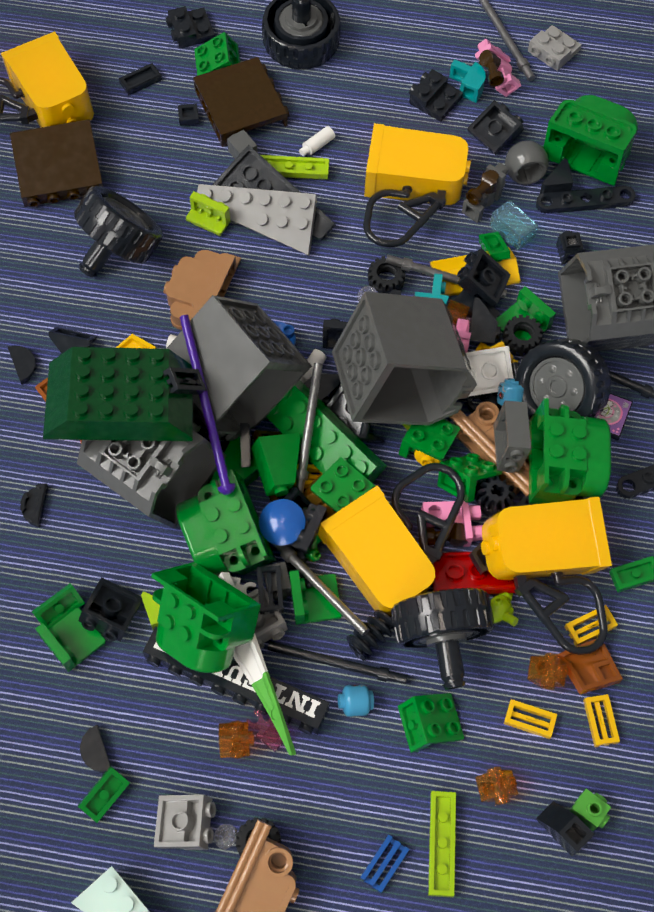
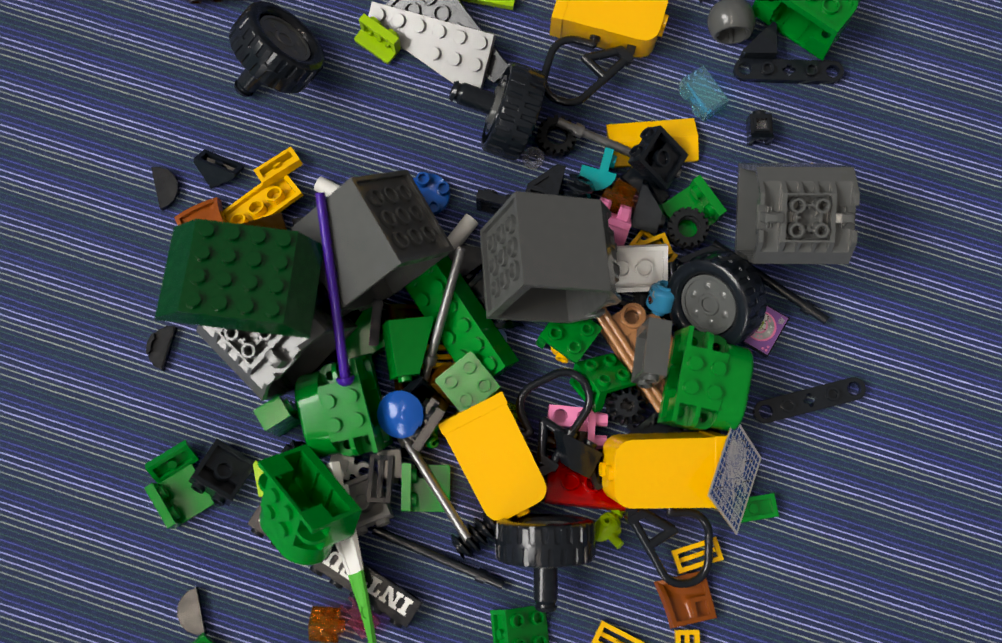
camera: 10 degrees right, 15 degrees up
(129, 331) = (278, 167): none -> yellow tile
(162, 542) = (278, 416): none -> green brick
(186, 385) = (297, 273): black tile -> none
(196, 281) = (356, 127): medium nougat brick -> none
(340, 253) = (509, 109): none -> black wheel
(356, 700) = (449, 600): dark azure head -> none
(457, 537) = (575, 454): none -> black slope
(484, 195) = (685, 46): hips -> none
(494, 245) = (677, 118): green plate -> none
(547, 671) = (643, 600): clear orange brick -> none
(613, 538) = (734, 477): none -> white sticker

